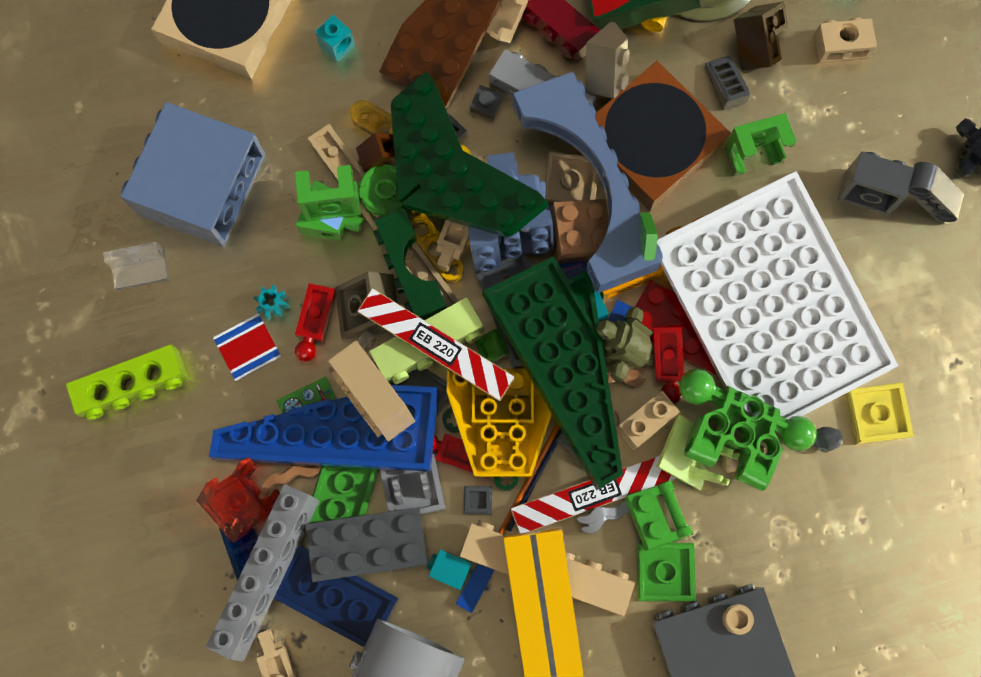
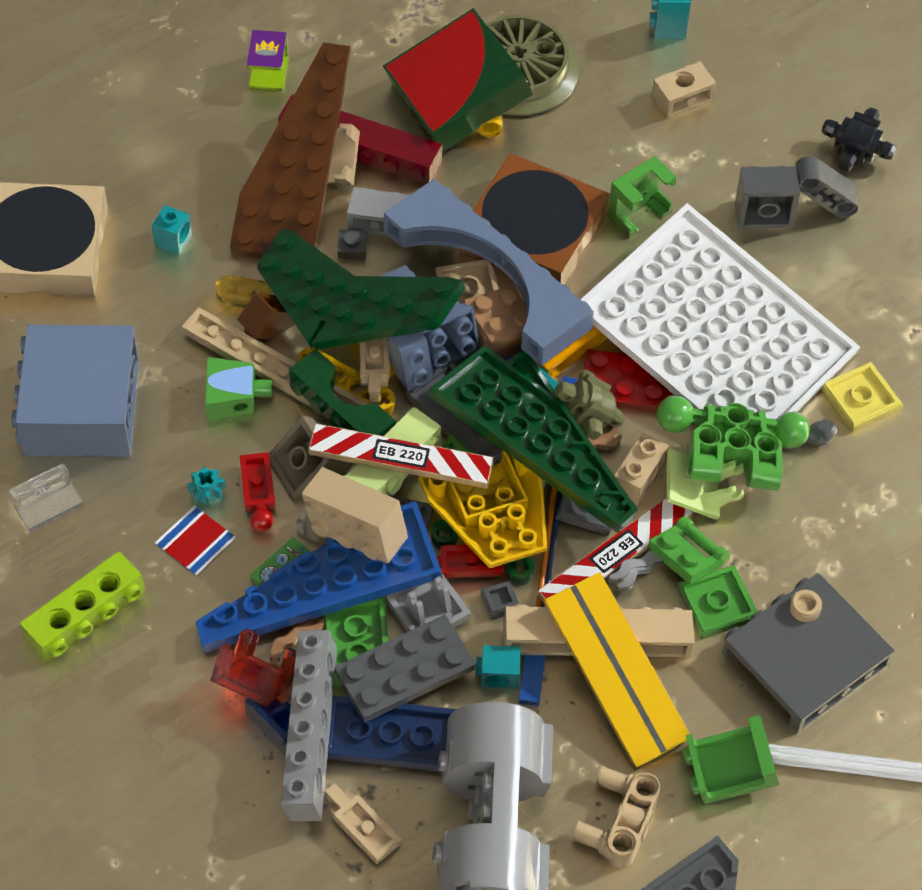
camera: 25 degrees left, 20 degrees down
(328, 202) = (237, 362): bright green panel -> none
(380, 191) = (281, 347): bright green tile -> none
(607, 62) = (463, 164): dark tan slope -> none
(648, 236) = (571, 289): bright green tile -> none
(669, 359) = (636, 404): red plate -> none
(726, 100) = (604, 162): dark grey slope -> none
(758, 35) = (599, 107): dark brown panel -> none

